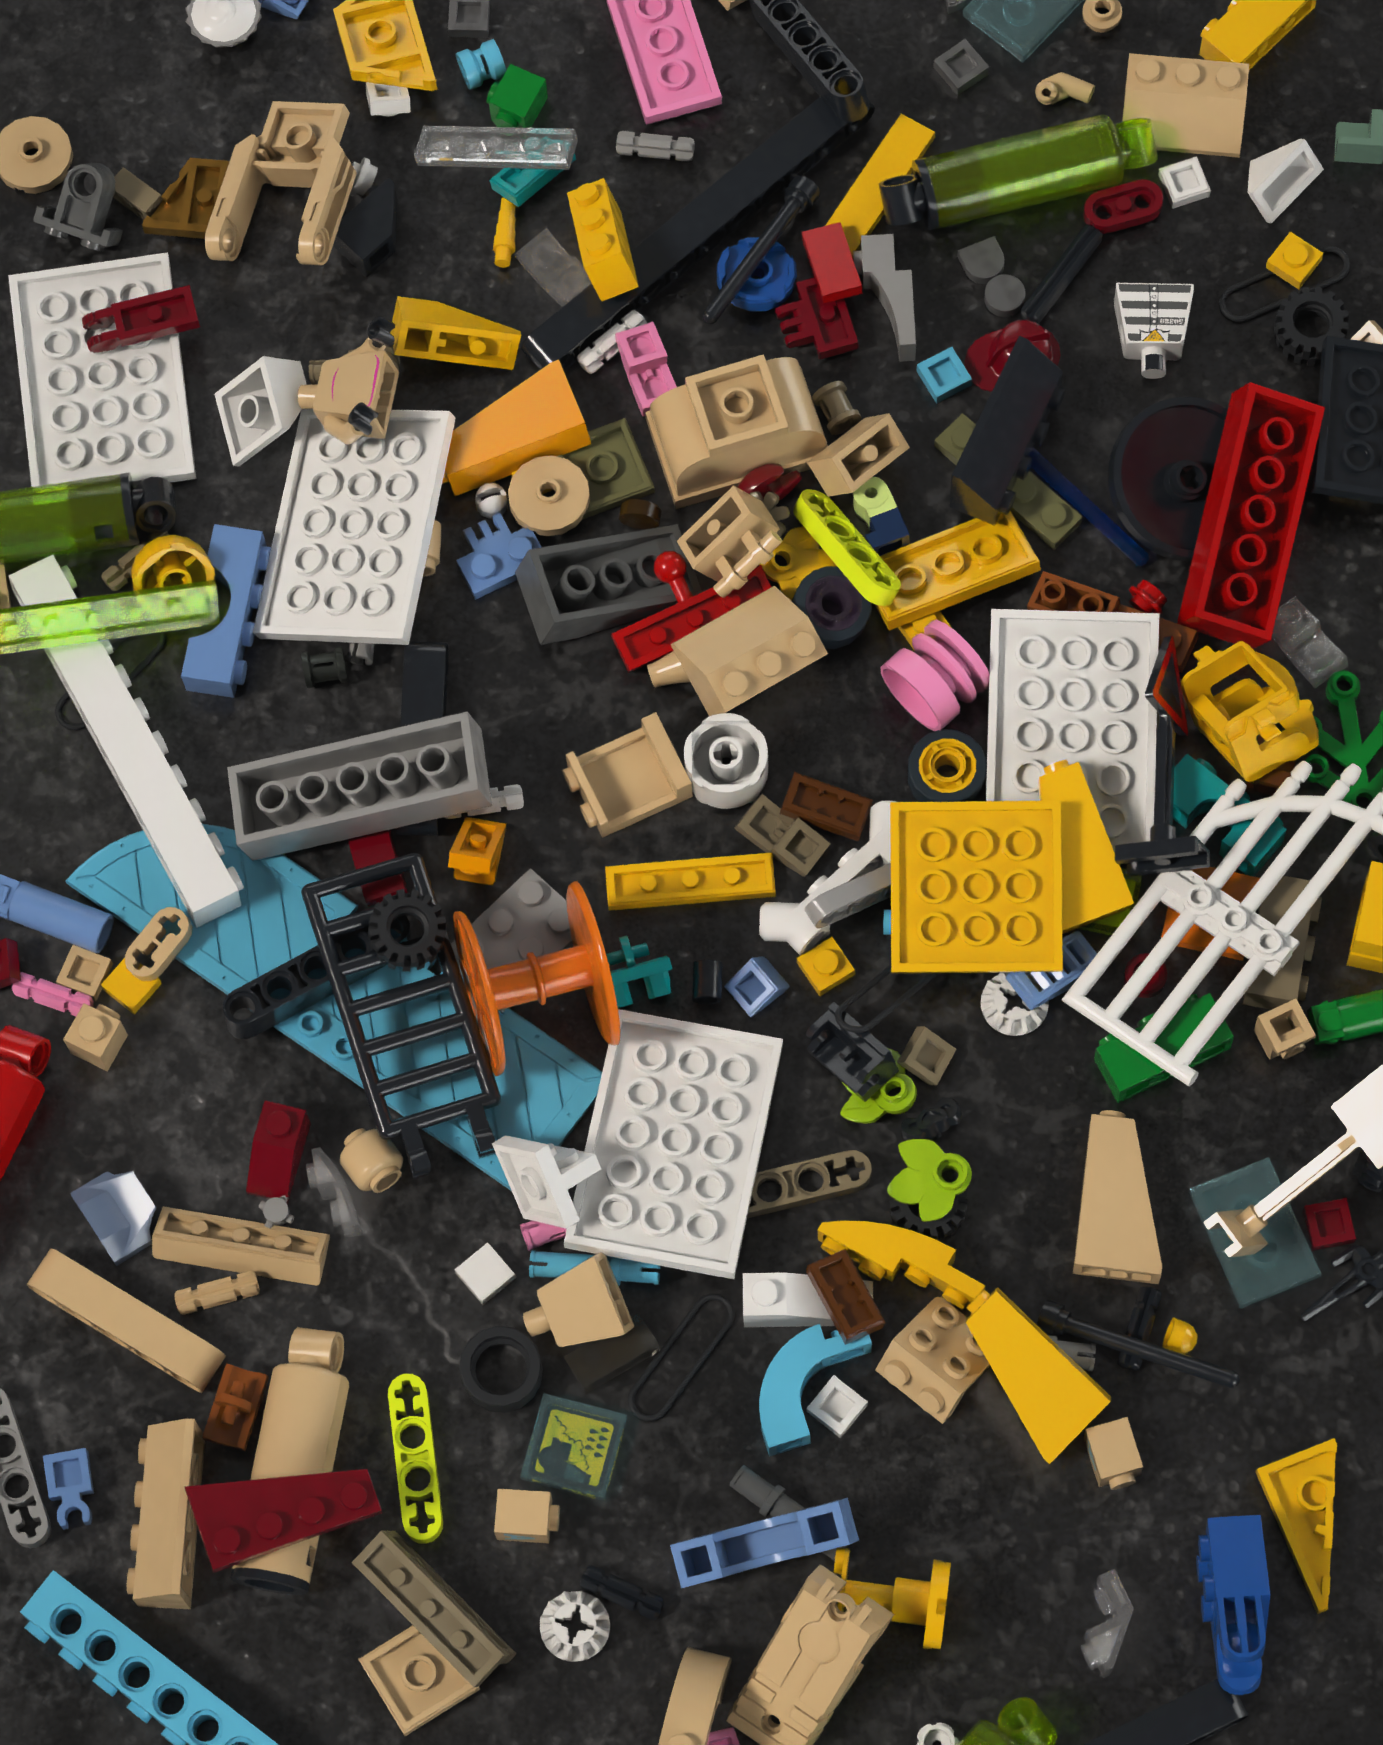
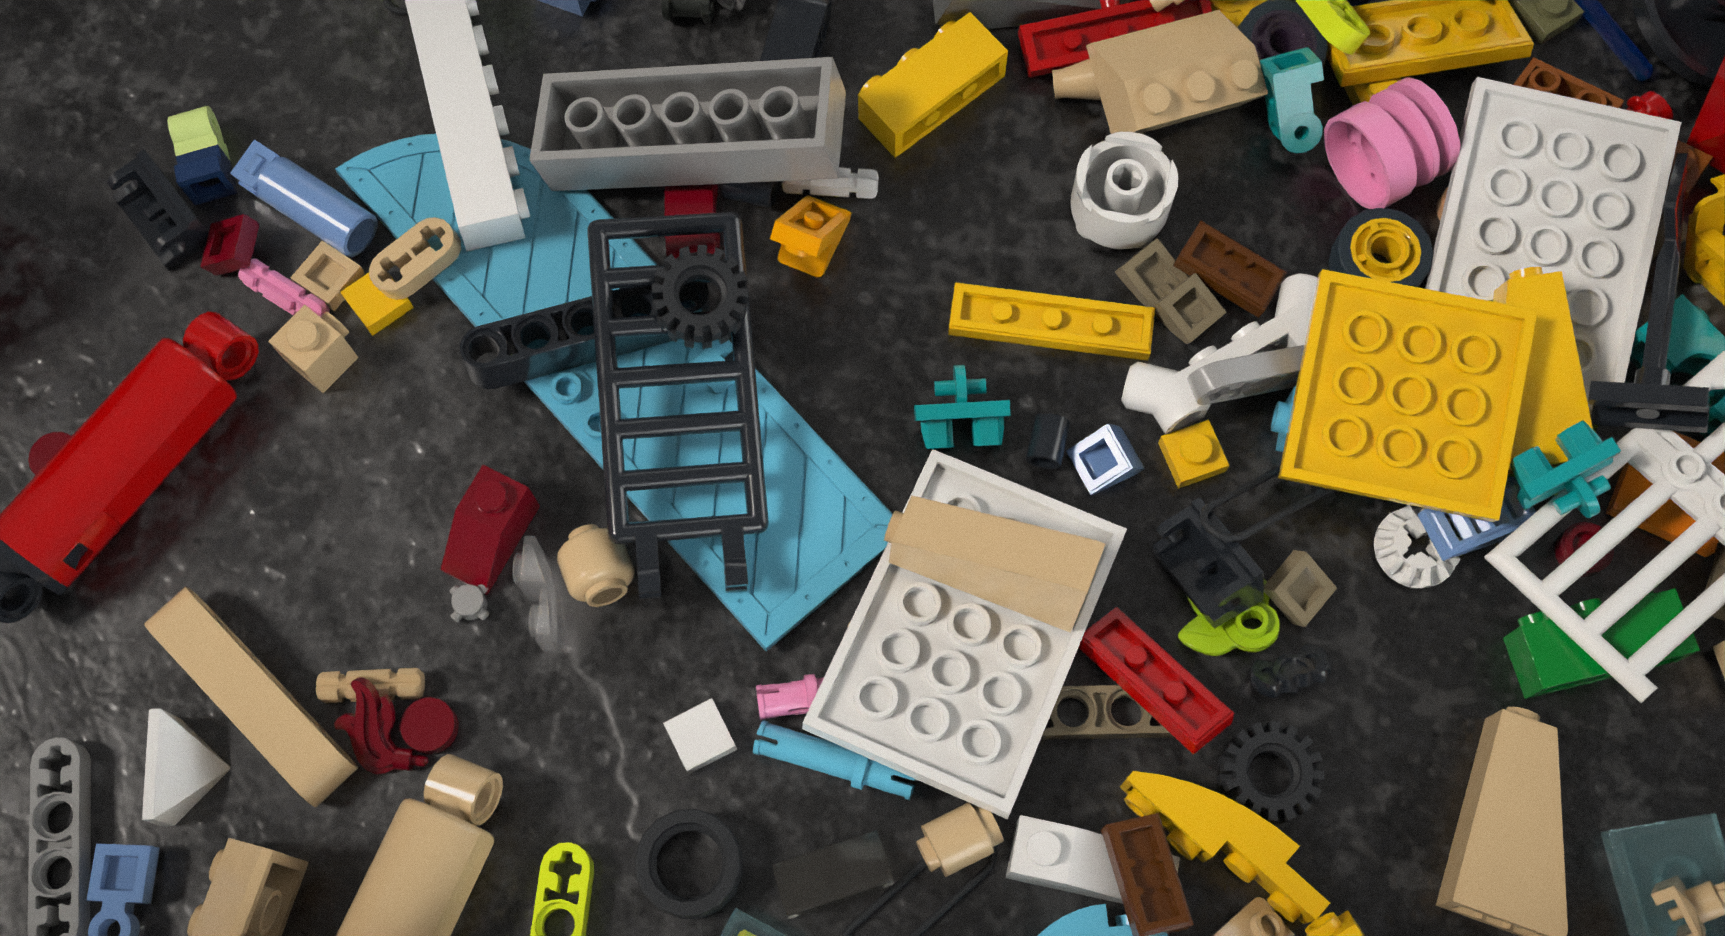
camera: 10 degrees right, 0 degrees up
(88, 1387) = (177, 769): none -> white slope
(118, 1213) = (277, 563): sand blue slope -> none
(229, 1327) = (371, 730): none -> dark red piece
(235, 1407) = (346, 838): dark orange hips -> none
(240, 1246) = (415, 633): tan slope -> none
(271, 1313) = (429, 725): none -> dark red tile
(521, 922) = (833, 344): light grey plate -> none
(539, 977) = (853, 386): orange piece -> none
(541, 1177) = (796, 633): white bracket -> none
(548, 699) = (931, 83): none -> yellow brick
(581, 1305) = (807, 808): tan torso -> none
(628, 778) = (1005, 189): tan panel -> none
(683, 1085) = (996, 558): none -> tan slope
(701, 1303) = (959, 838): none -> tan brick
(826, 1151) = (1155, 680): none -> red tile
(852, 664) = (1290, 98): none -> teal leg
(923, 1180) = (1273, 746): lime plate -> none
(1092, 933) = (1585, 455): none -> teal hips

